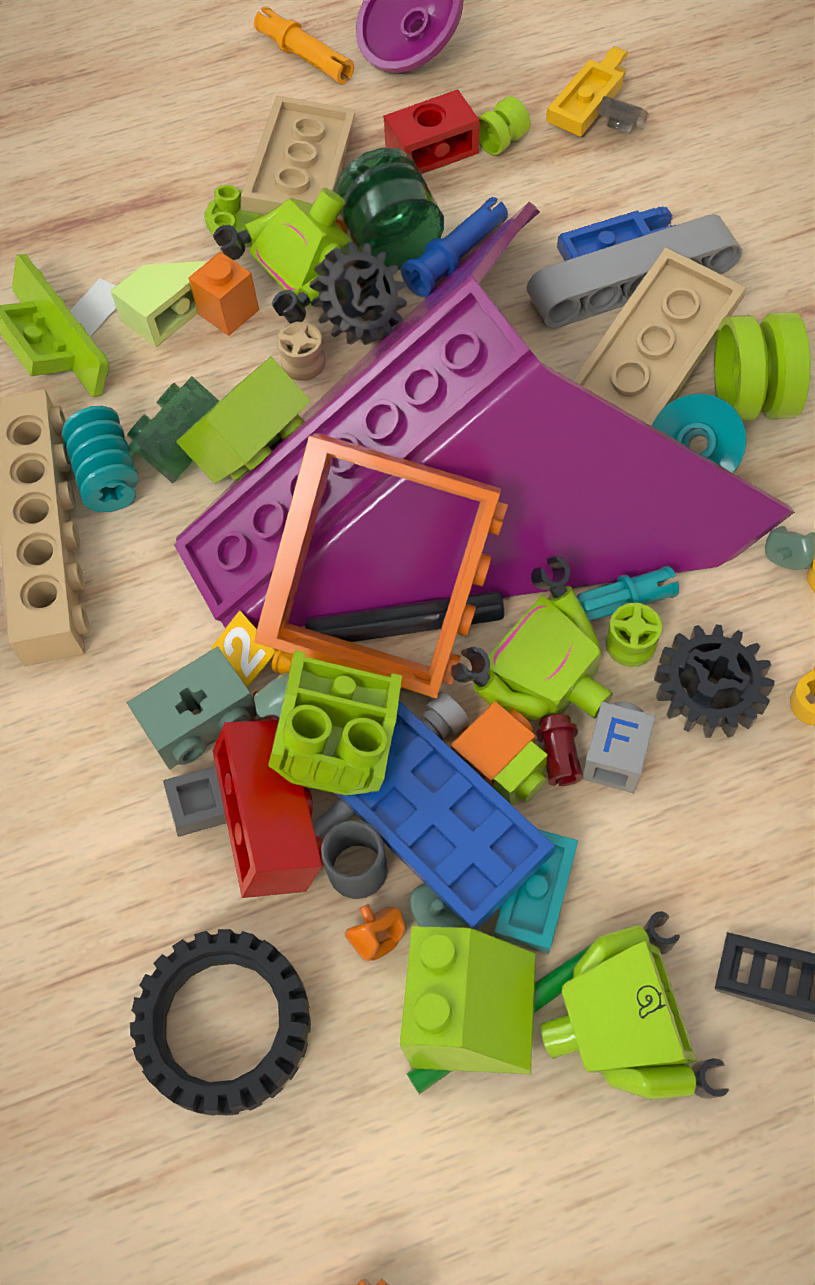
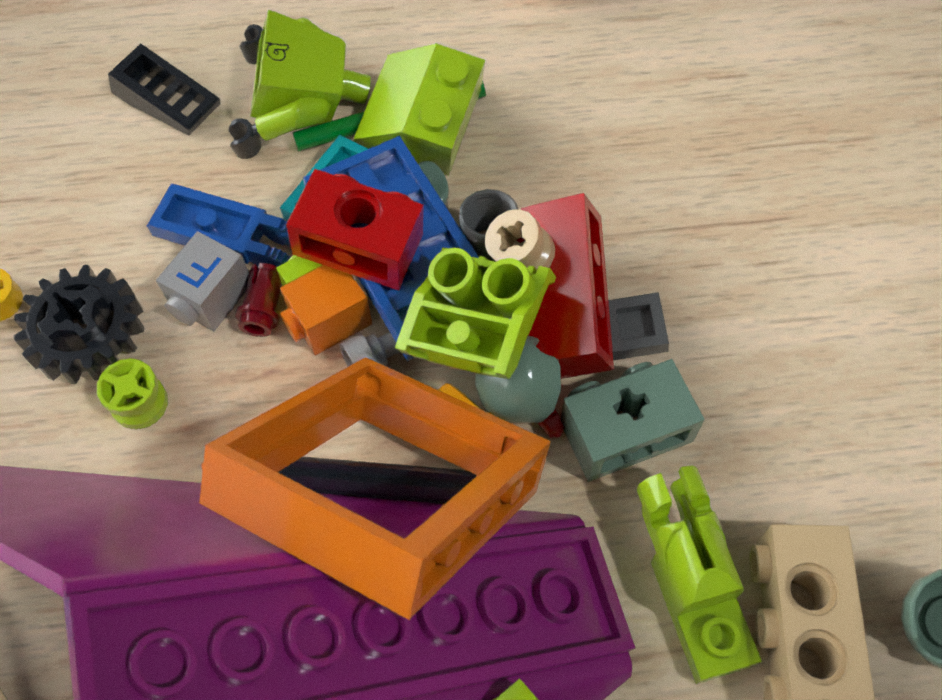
camera: 170 degrees left, 0 degrees up
(130, 600) = (697, 576): none -> lime plate
(157, 996) = (639, 101): black tyre -> none
(241, 650) = (567, 488): yellow sticker -> none
(311, 820) = (514, 224): none -> tan wheel
(378, 933) = (491, 177): orange piece -> none
(446, 758) = (378, 252): none -> red brick
(543, 658) = (238, 375): lime torso -> none
(631, 814) = (223, 220): none -> blue hinge
(638, 589) = (112, 443): teal axle -> none

